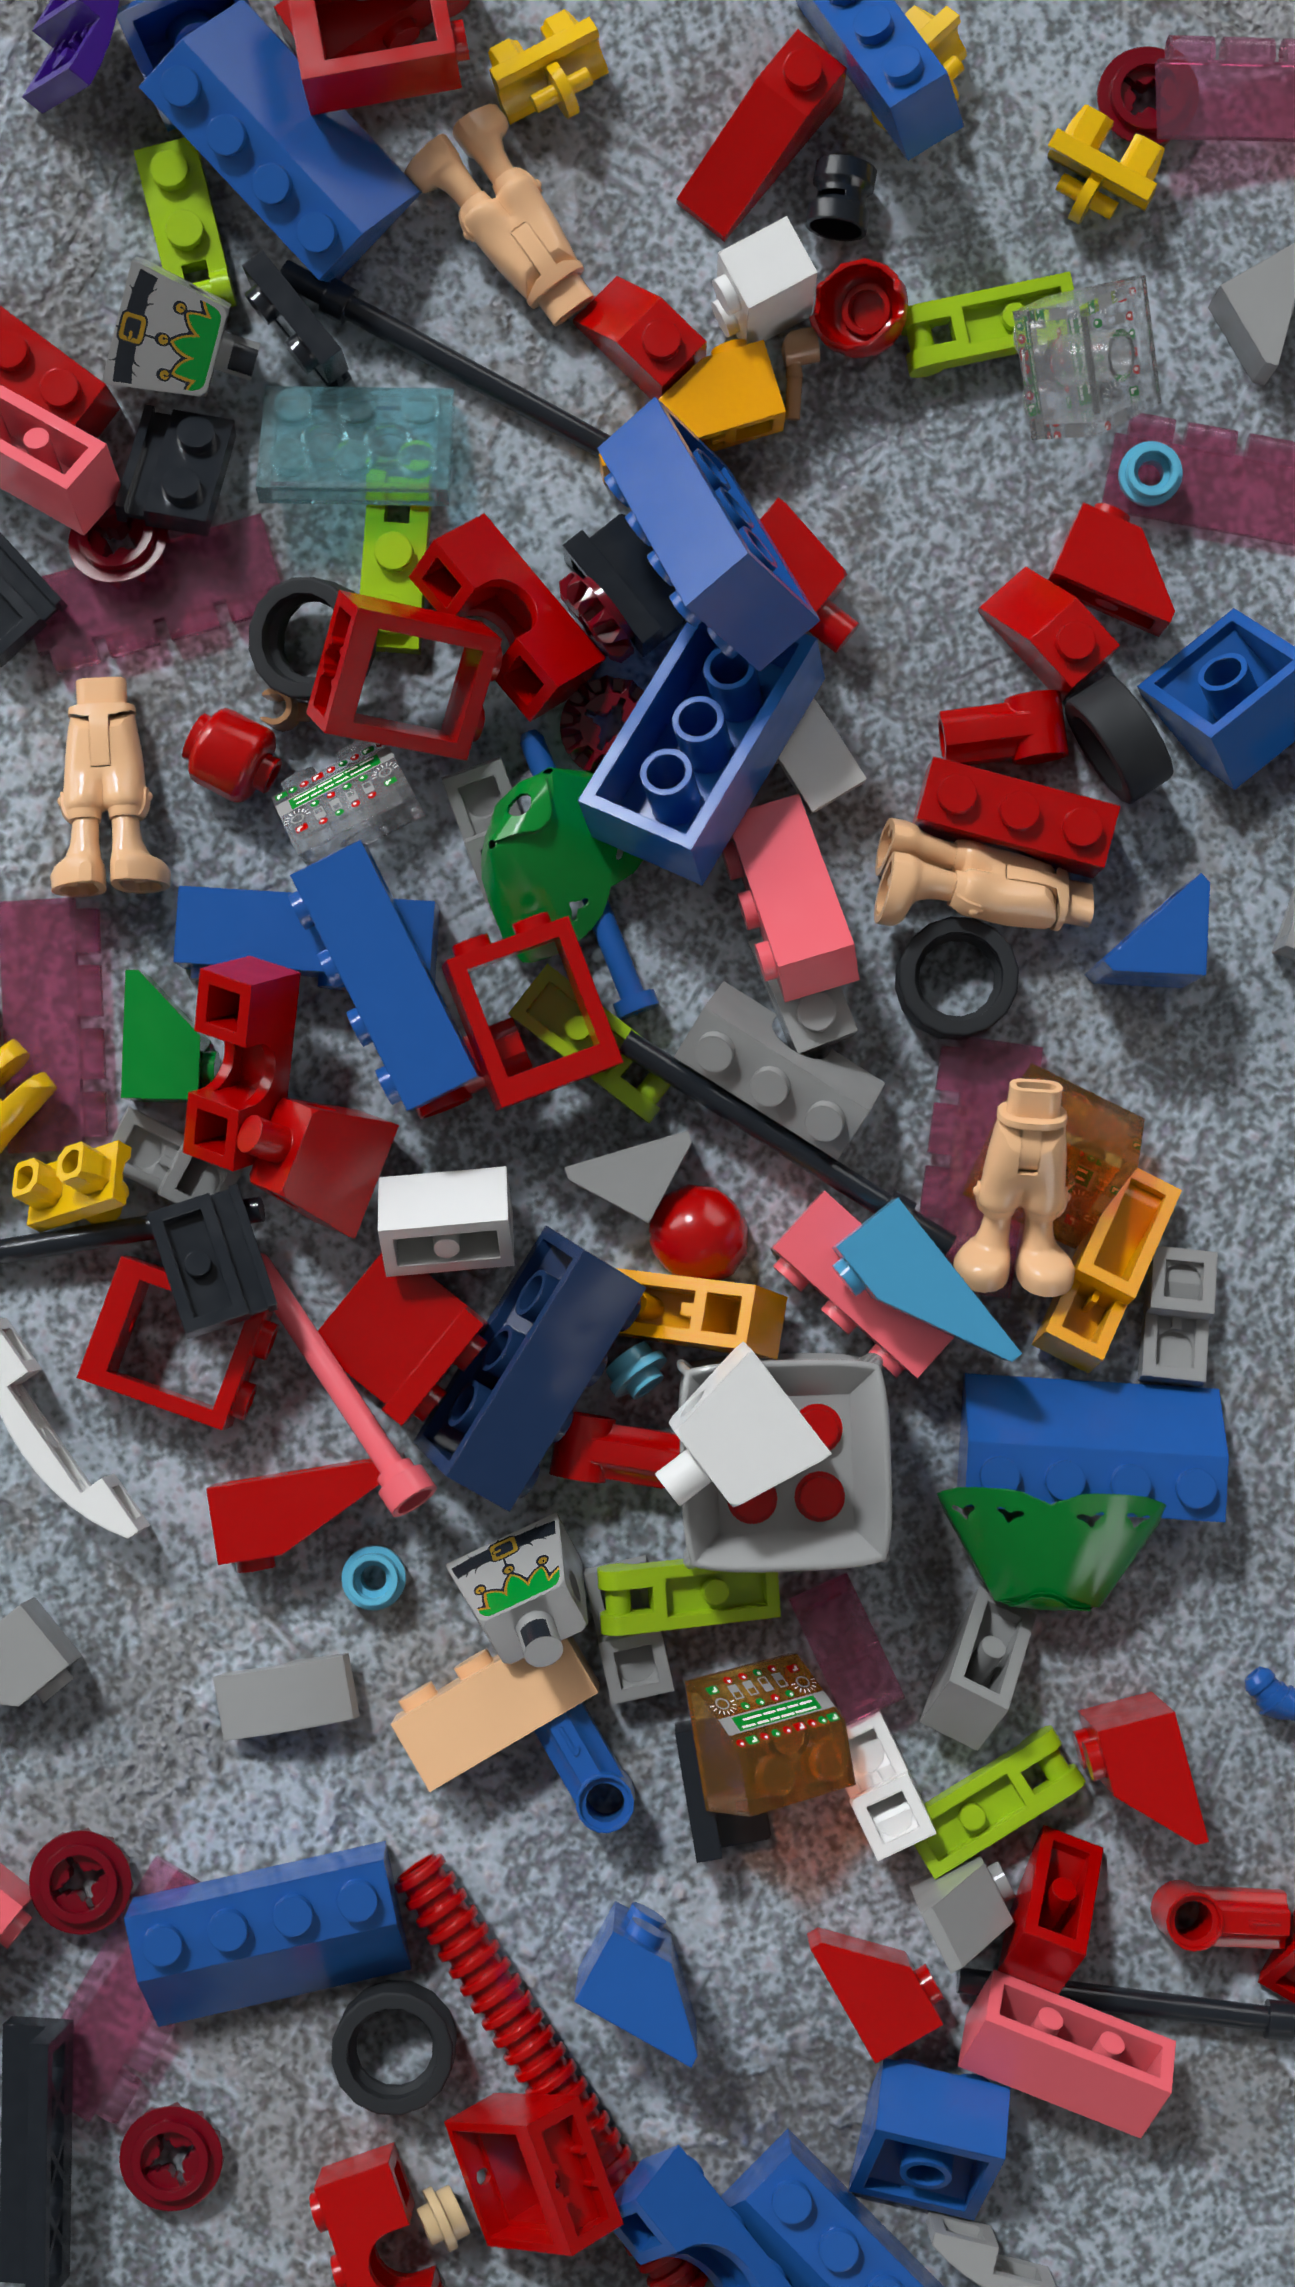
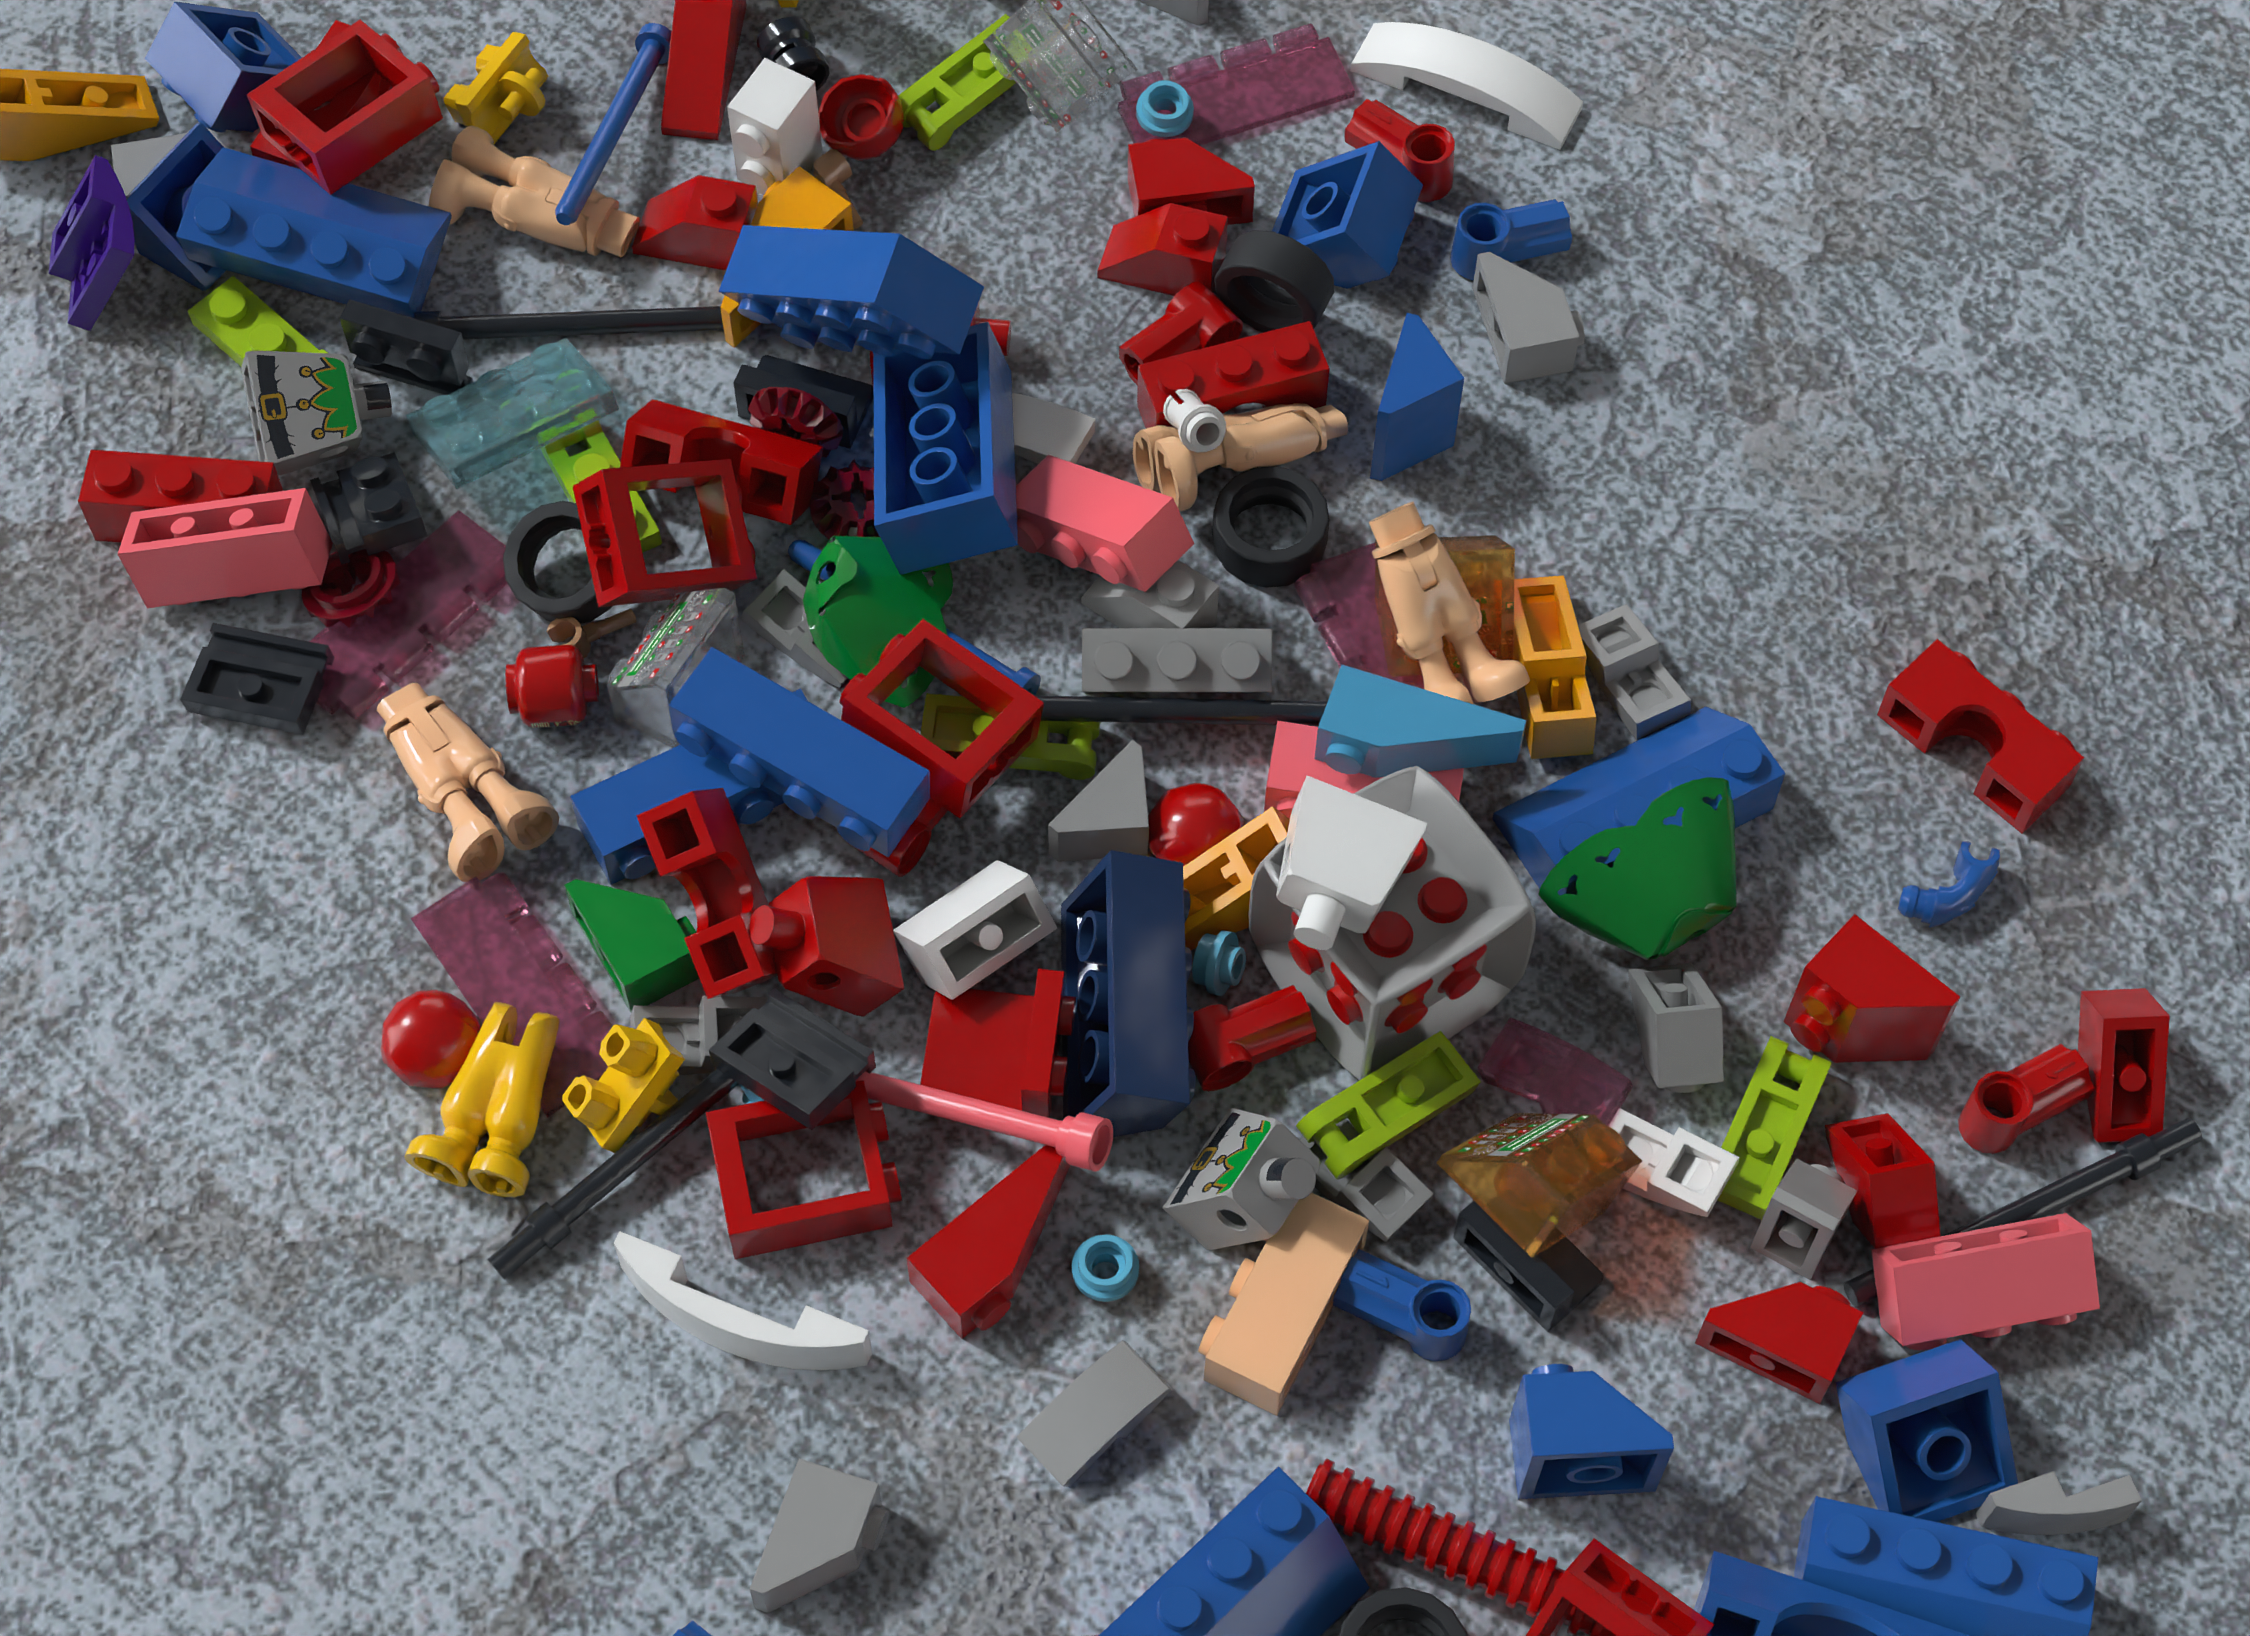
camera: 40 degrees left, 25 degrees down
(720, 104) = (652, 49): none -> blue bar
(939, 868) = (1198, 425): none -> white pin

